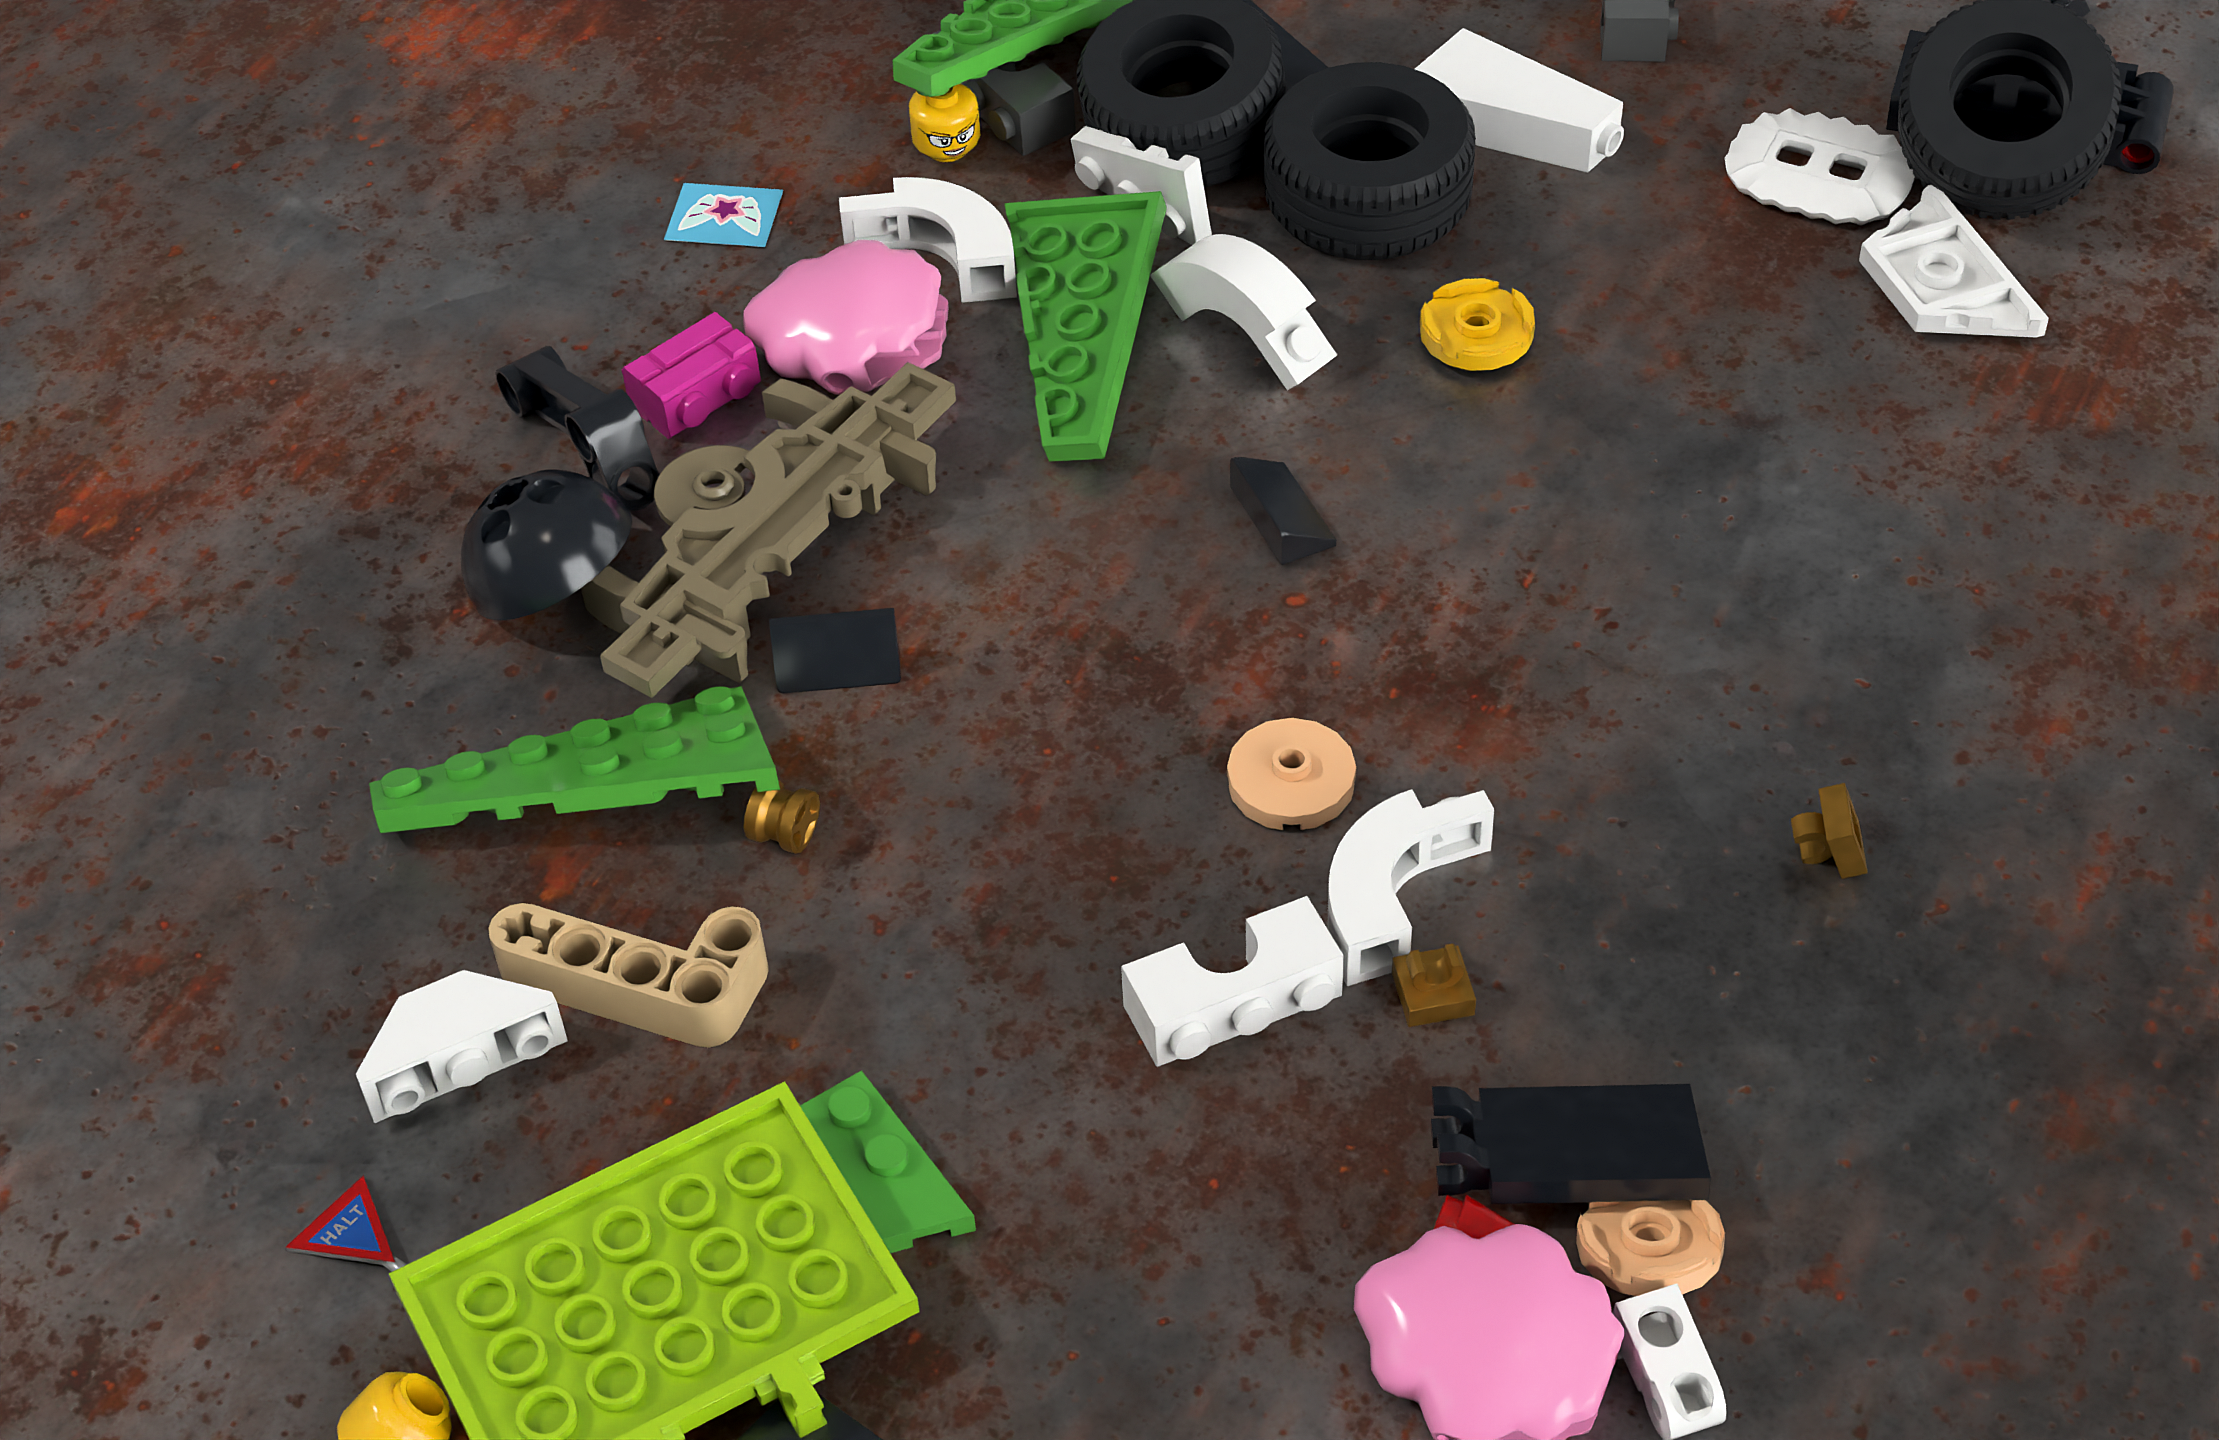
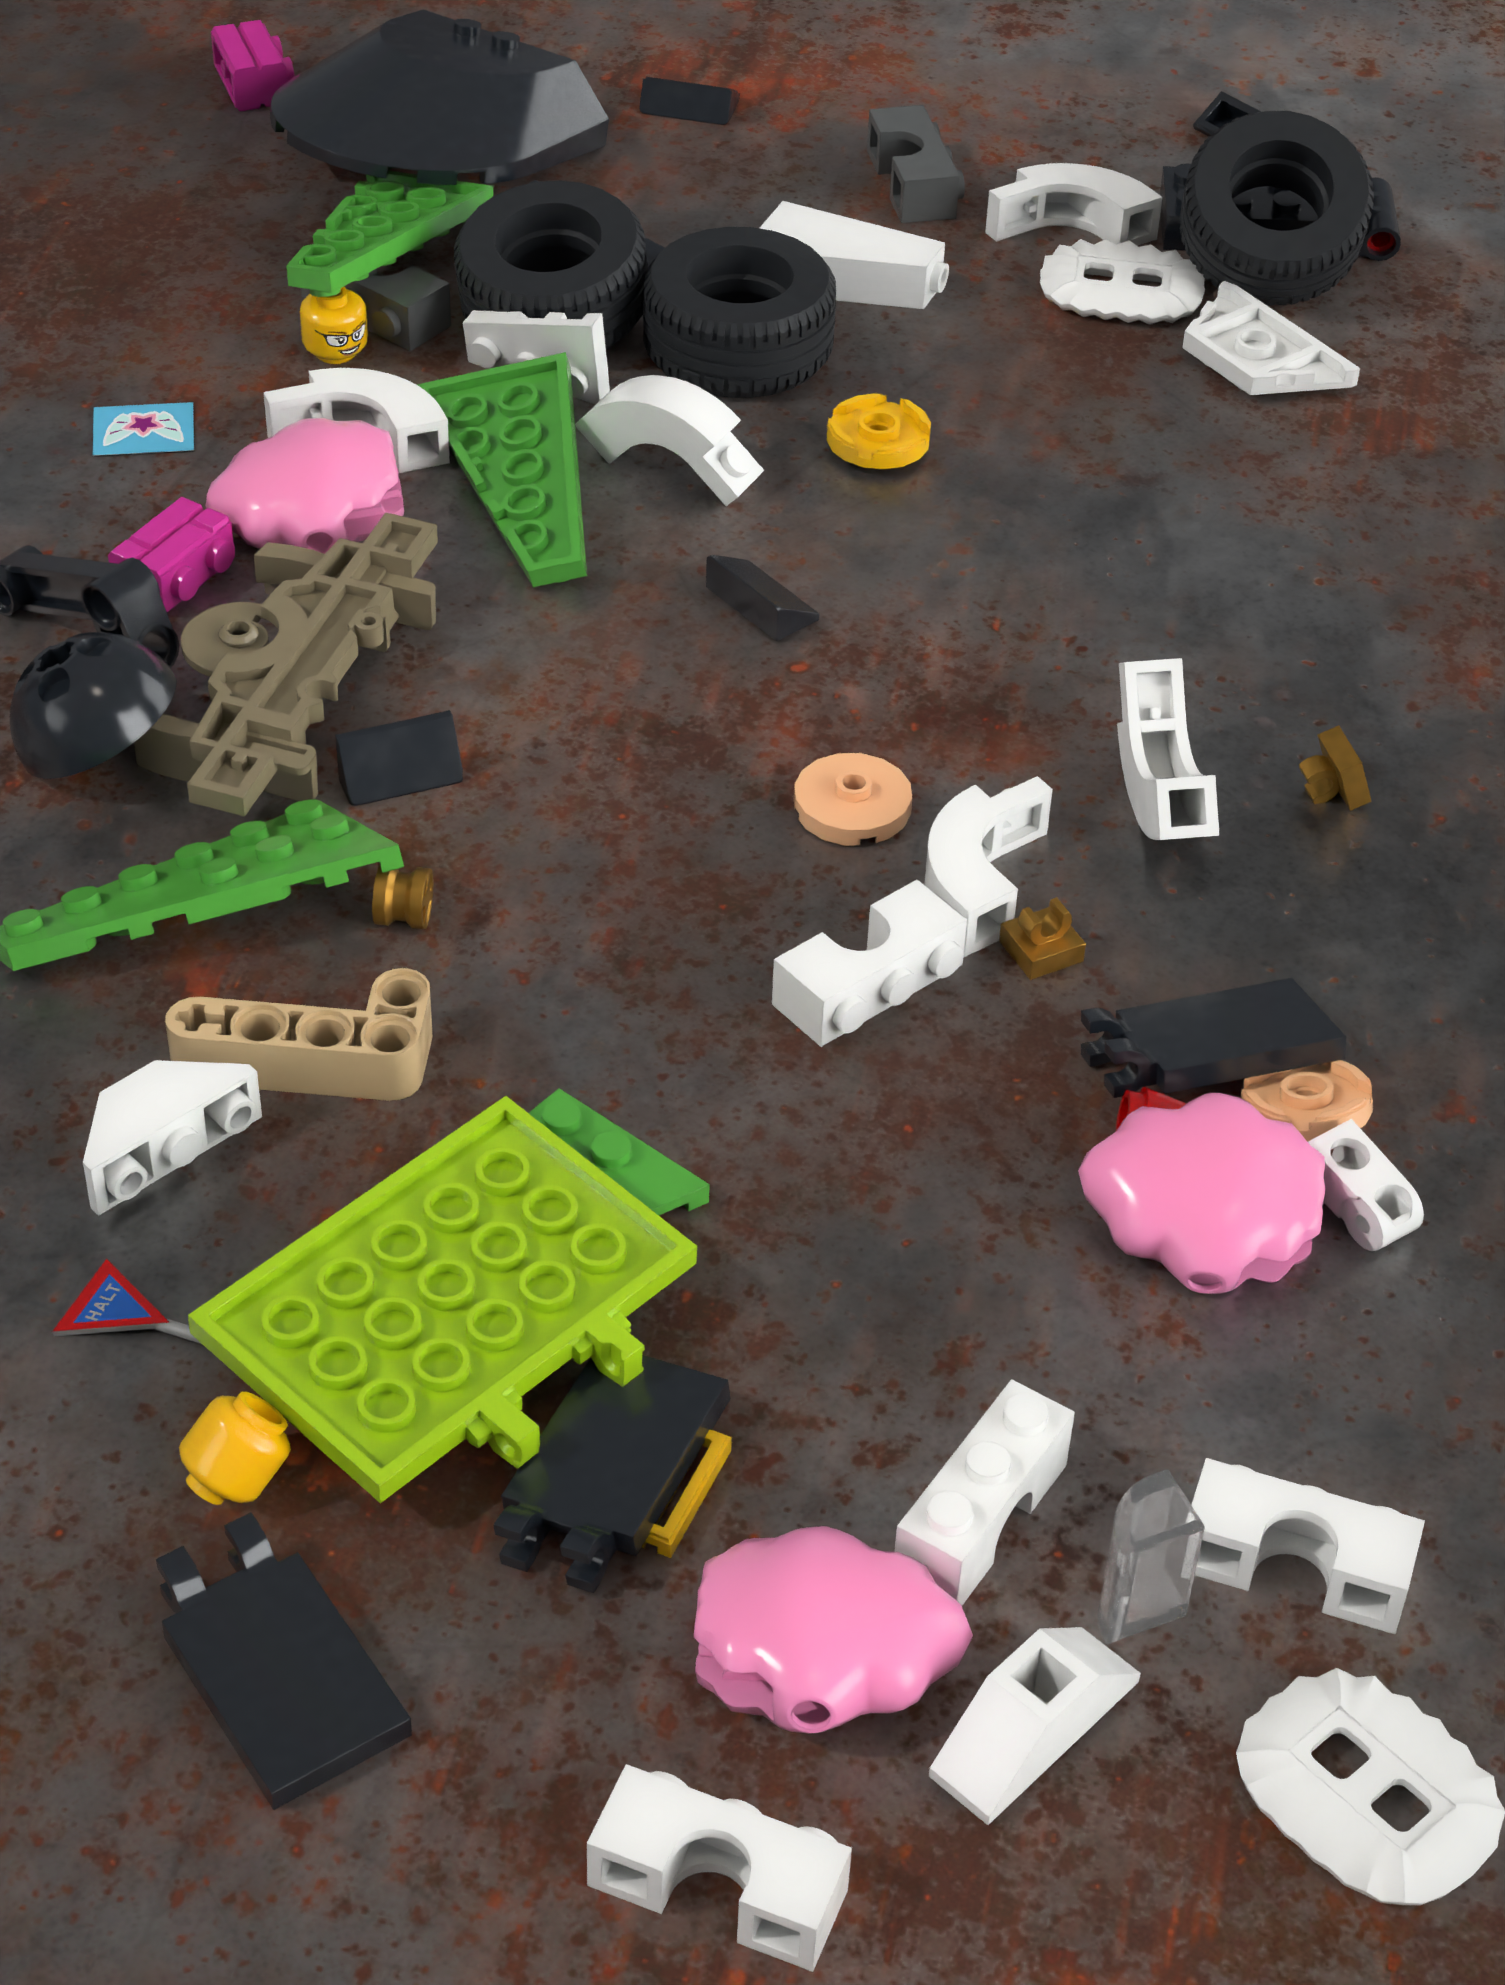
camera: 20 degrees left, 5 degrees down
(1635, 784) = (1156, 755): none -> white arch
(1800, 54) = (1076, 197): none -> white arch

